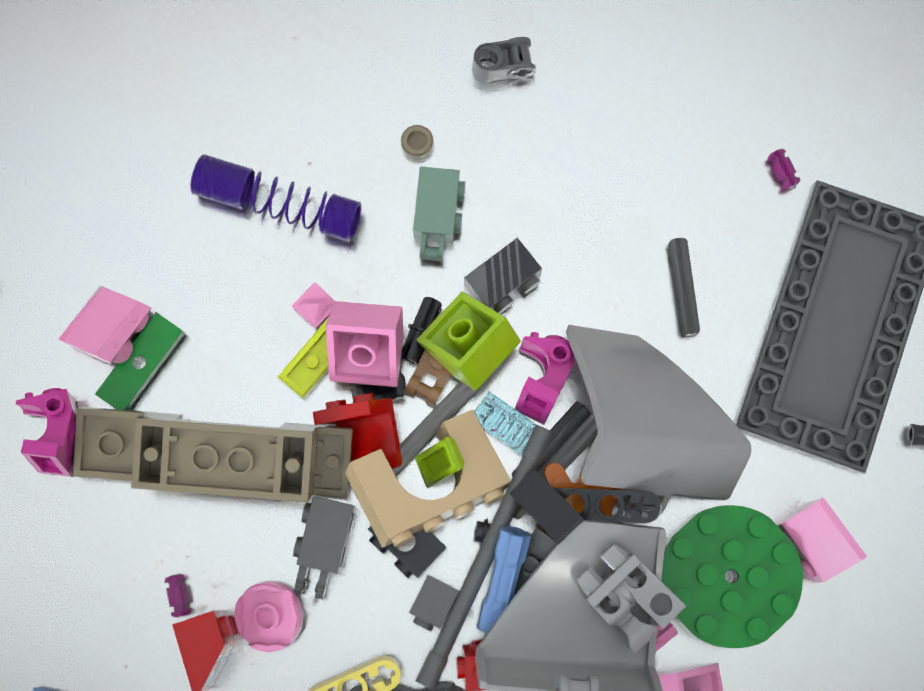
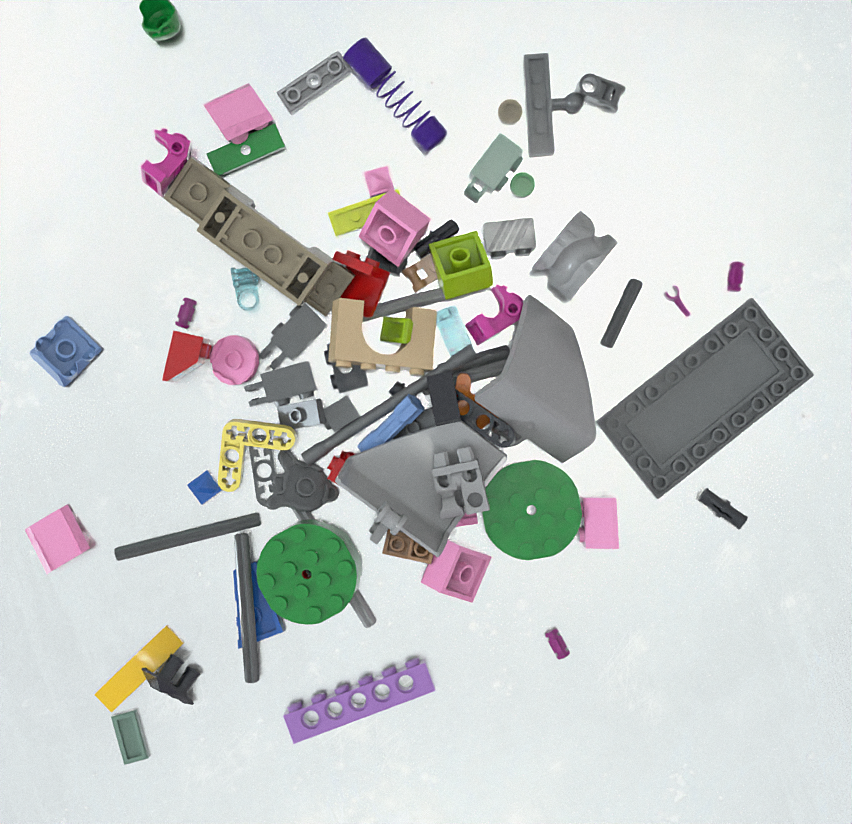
camera: 30 degrees right, 10 degrees up
(167, 259) = (301, 92): none -> light grey tile
(228, 517) = (246, 283): none -> clear light blue piece
(346, 607) = (284, 384): none -> dark grey hinge
(388, 631) = (301, 414): none -> plate
(447, 113) = (540, 104): none -> dark grey plate
(481, 212) = (522, 184): none -> tile
(594, 248) = (575, 254): none -> light grey piece
(736, 234) = (678, 301): none -> magenta hand

